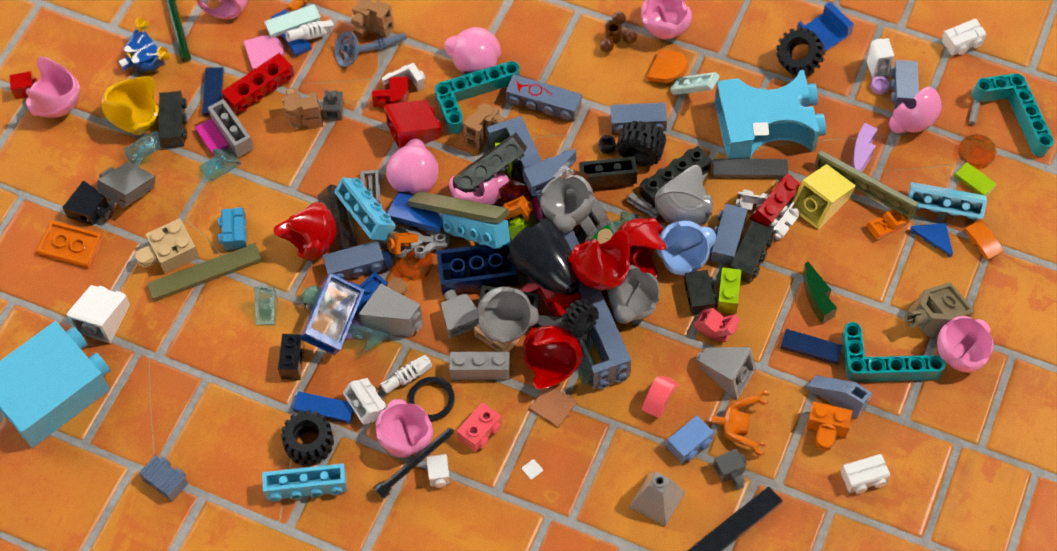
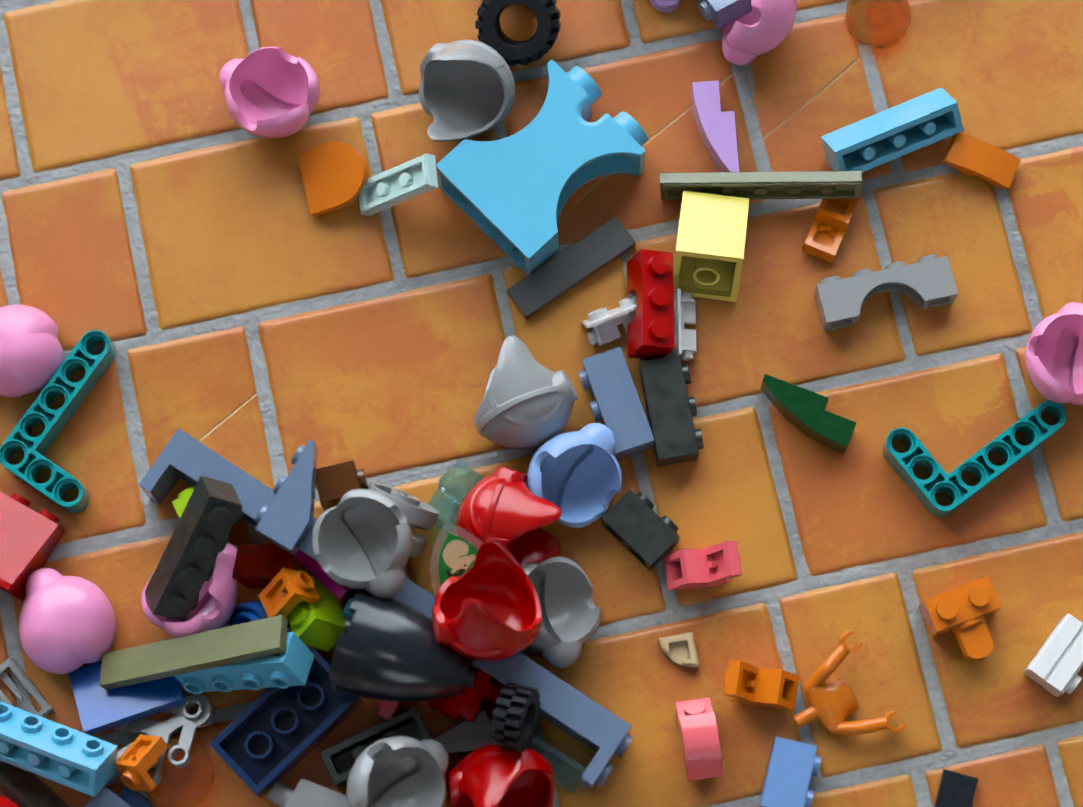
camera: 35 degrees left, 15 degrees up
(476, 125) = (123, 467): medium nougat hips -> none
(543, 97) = (178, 359): sand blue brick -> none
(609, 148) = (322, 365): black bush -> none
(610, 172) = (371, 423): pearl dark grey brick -> none
(614, 34) = (235, 162): reddish brown piece -> none
(642, 141) = (389, 344): black tyre -> none
(643, 206) = (456, 440): light grey axle -> none
(647, 112) = (349, 297): sand blue brick -> none
(680, 356) = (680, 649): none -> tan tile
(691, 157) = (473, 359): pearl dark grey brick -> none
(705, 392) = (760, 686): none -> orange brick
(728, 367) = (763, 626): light grey slope -> none
(729, 290) = (681, 497): lime brick -> none
(731, 466) = (872, 779): dark grey brick -> none
(755, 61) = (465, 89): none -> light grey piece
(760, 128) = (557, 205): white sticker -> none
(811, 346) = (855, 503): dark blue tile -> none
(841, 393) = (948, 554): sand blue slope -> none
(872, 256) = (925, 282): none -> light grey arch
(935, 235) = (910, 199): blue tile -> none
(936, 308) = (994, 323): dark tan plate -> none
(975, 179) = (906, 67): lime tile -> none

